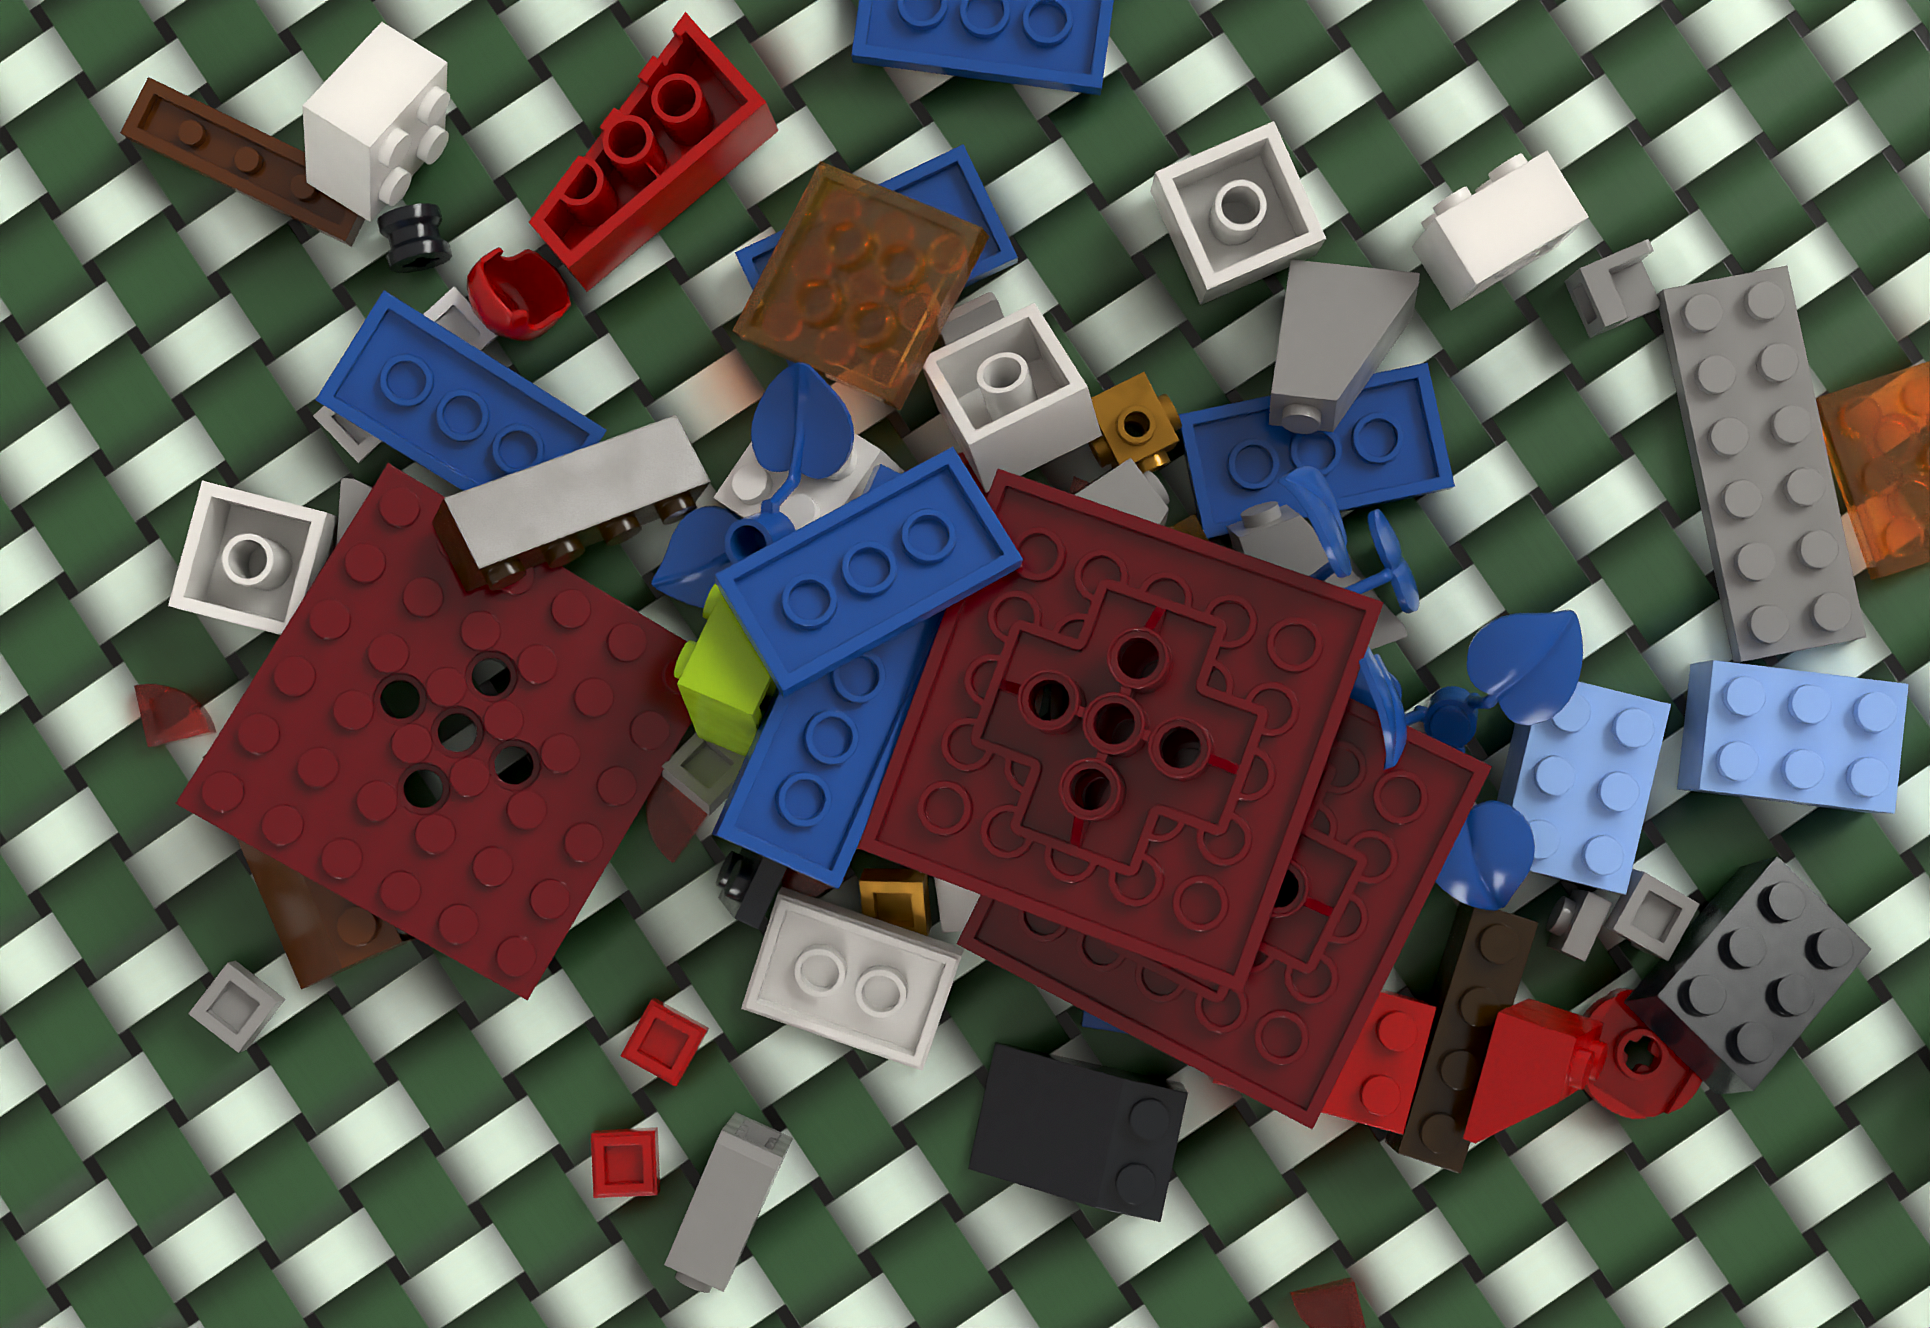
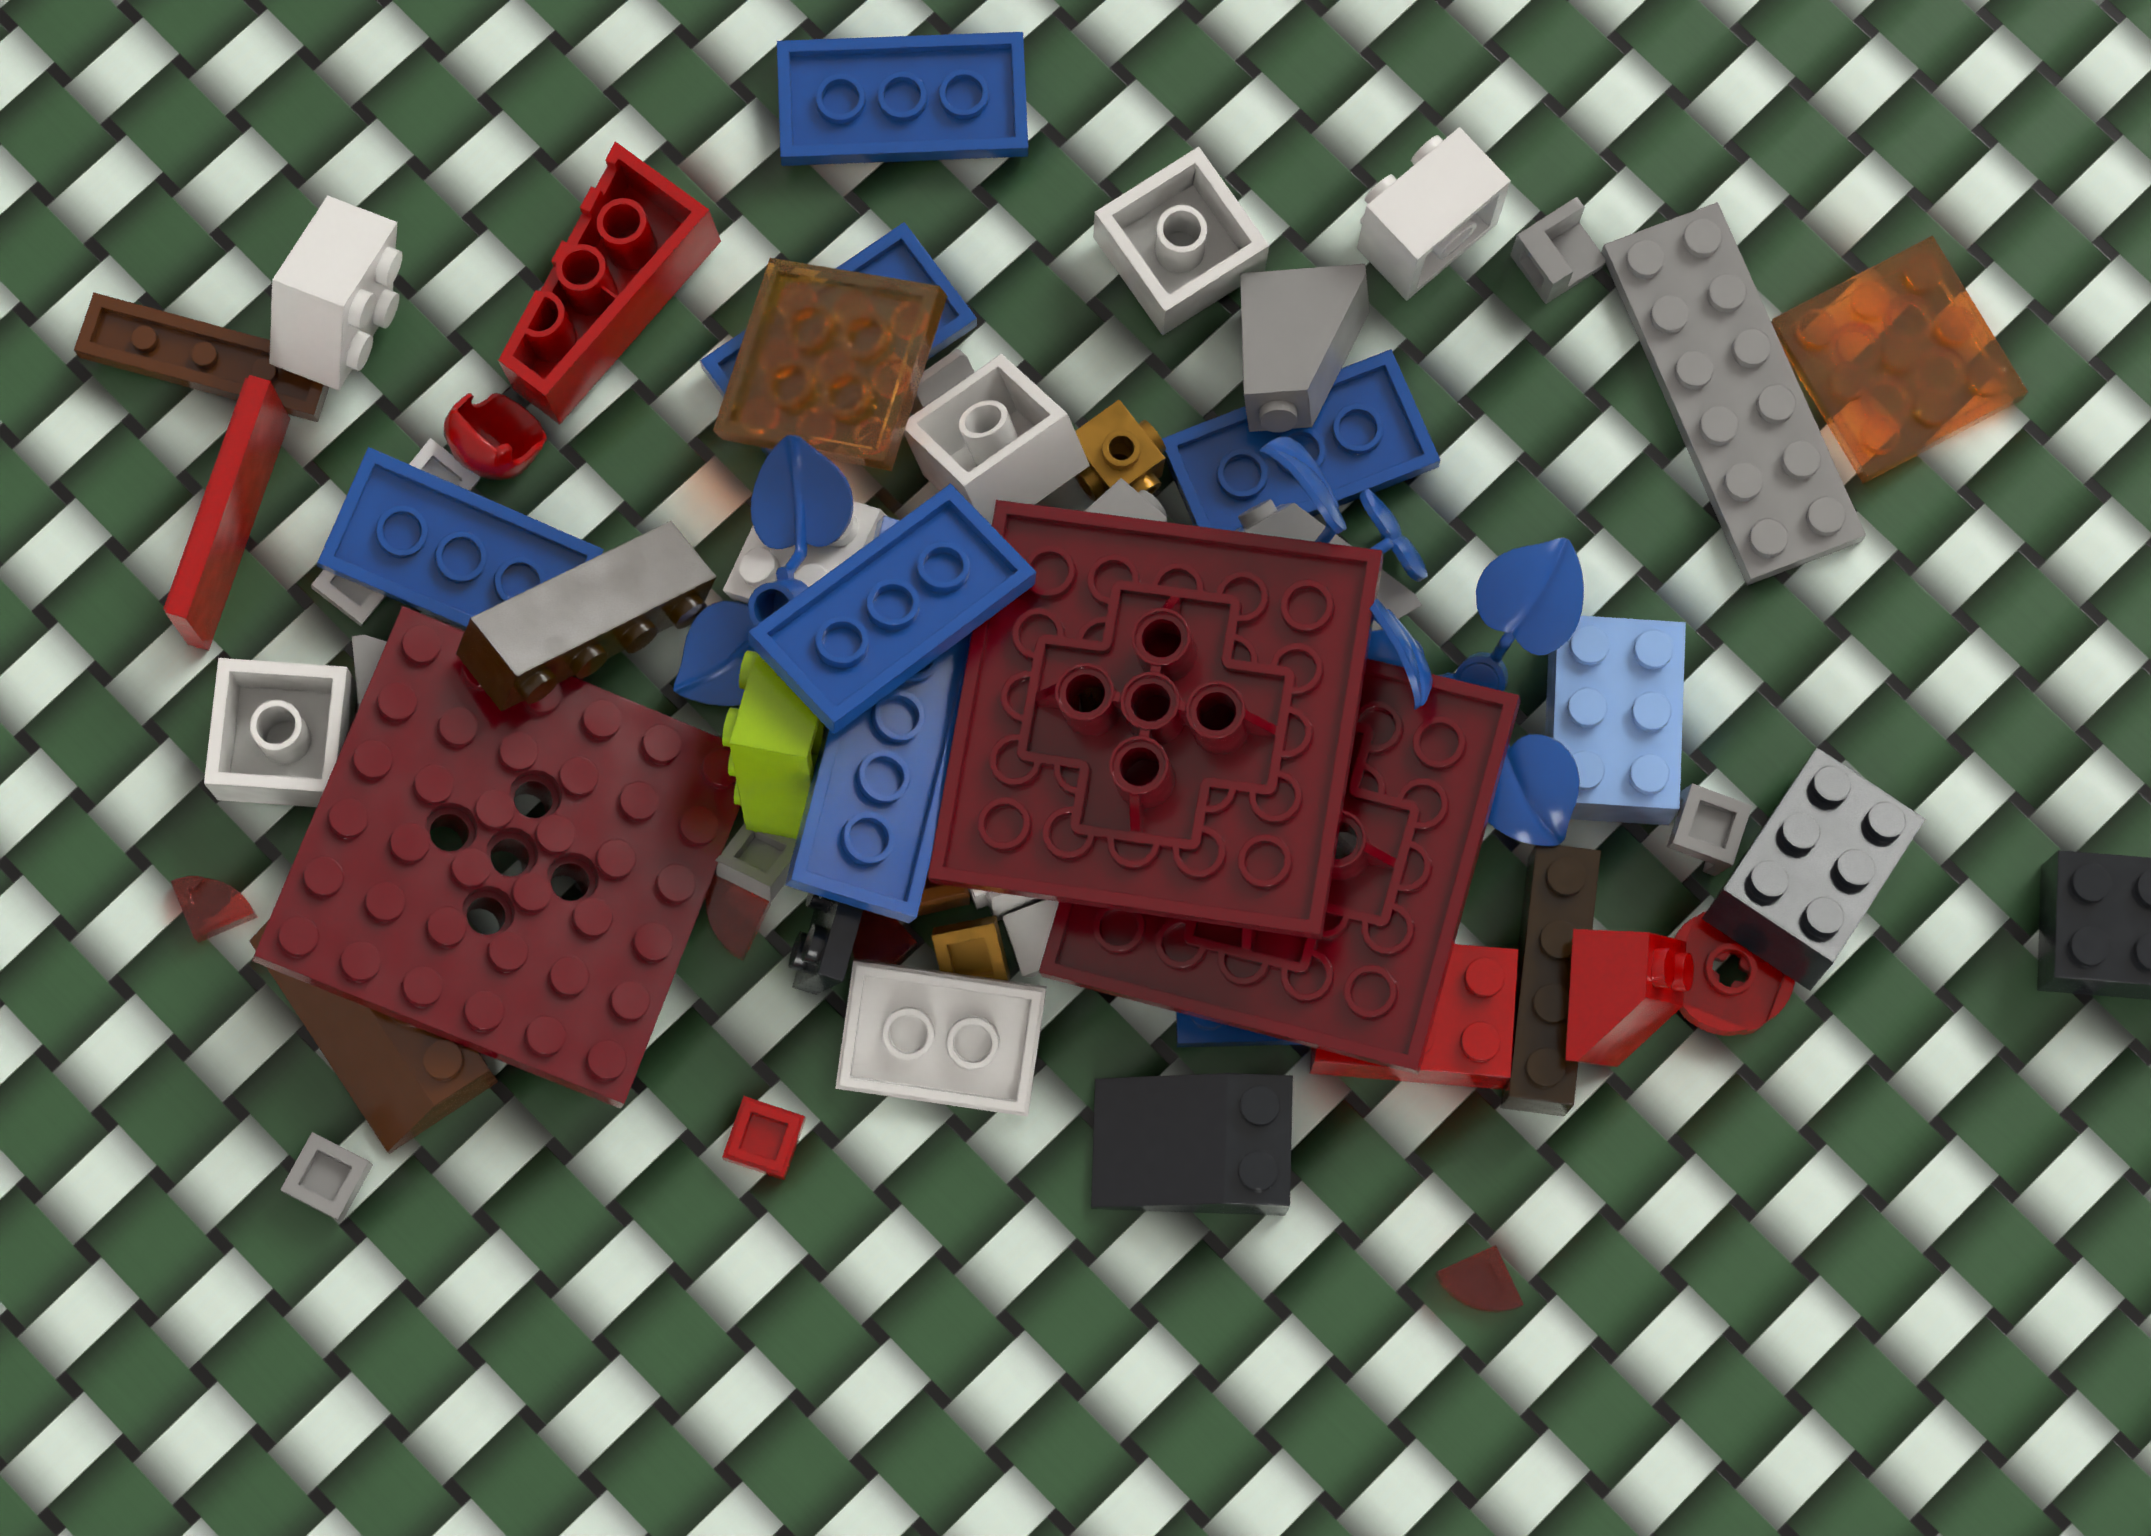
camera: 25 degrees left, 10 degrees down
(238, 329) = (227, 512): none -> red tile
(414, 238) = (381, 401): black wheel -> none
(625, 1162) = (745, 1264): red tile -> none
(727, 1203) = (857, 1275): light grey slope -> none
(1576, 923) = (1641, 854): light grey plate -> none
(1793, 736) = (1812, 639): light blue brick -> none

